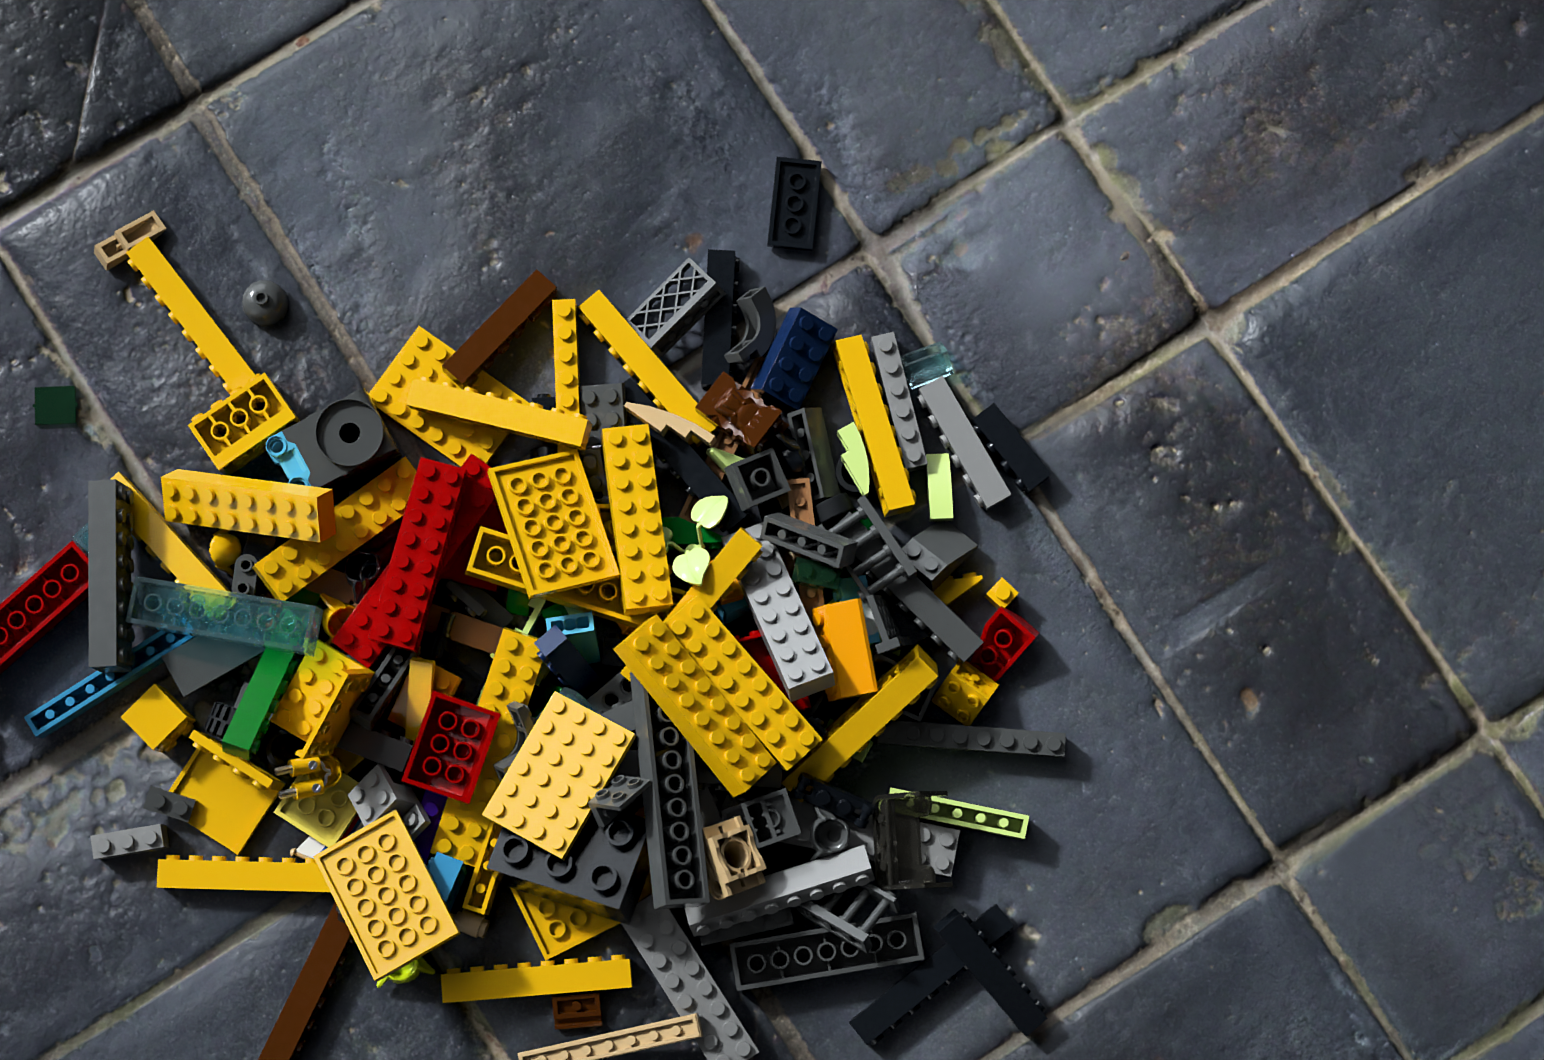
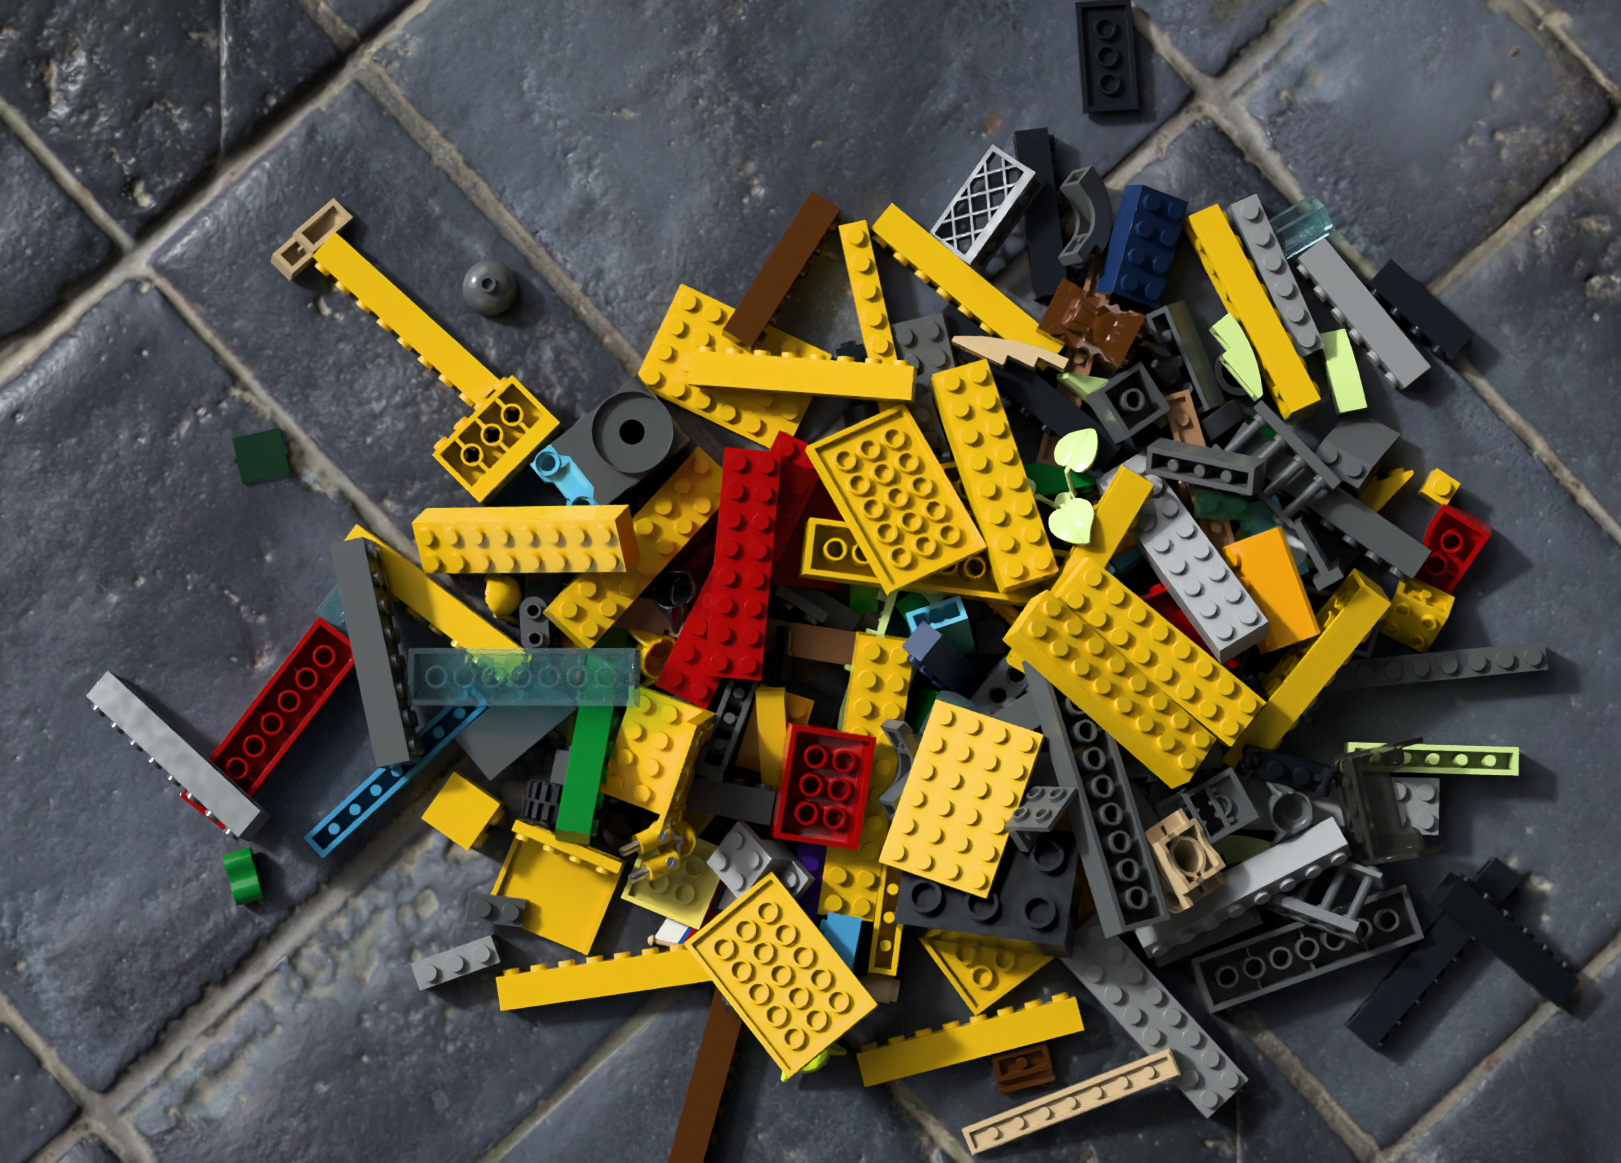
camera: 10 degrees left, 5 degrees up
(782, 857) = (1239, 848): none -> slope

